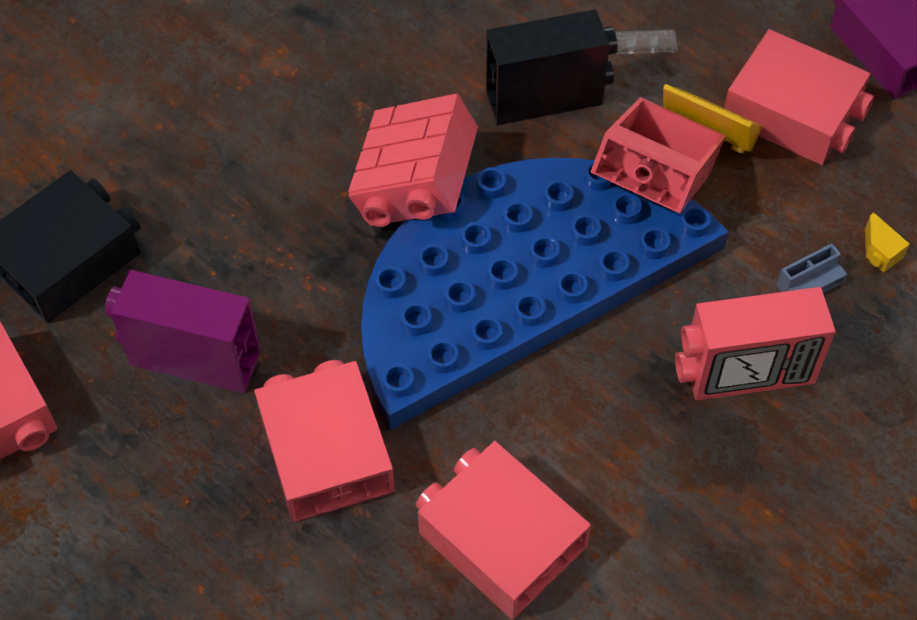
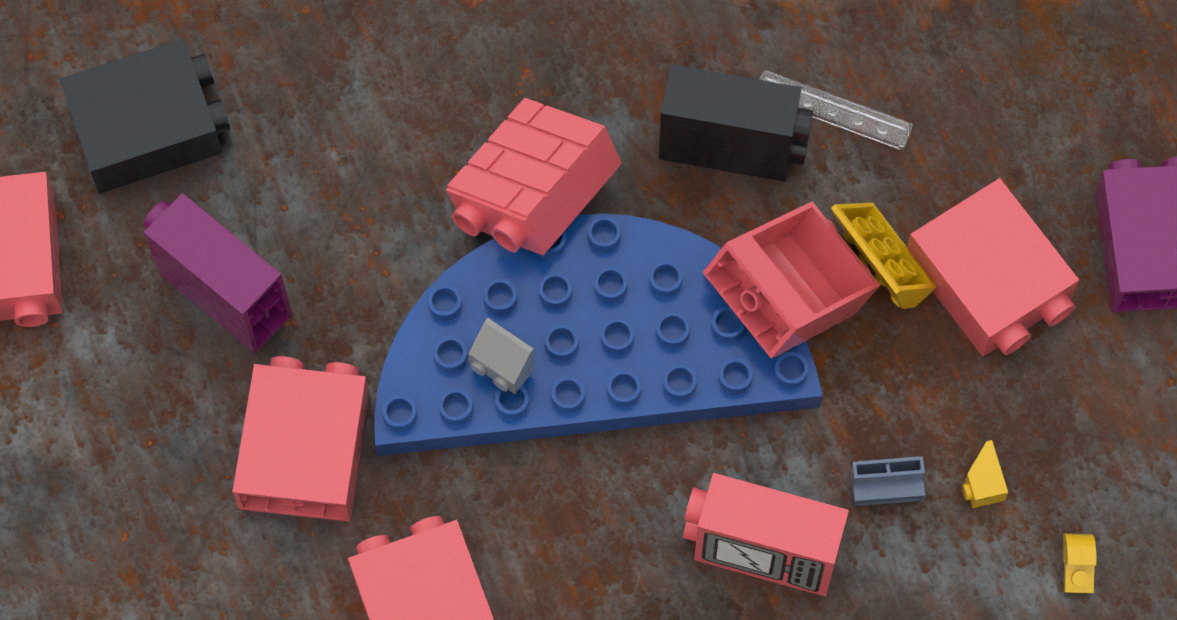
camera: 25 degrees right, 10 degrees up
(465, 295) = (501, 357): none -> light grey slope

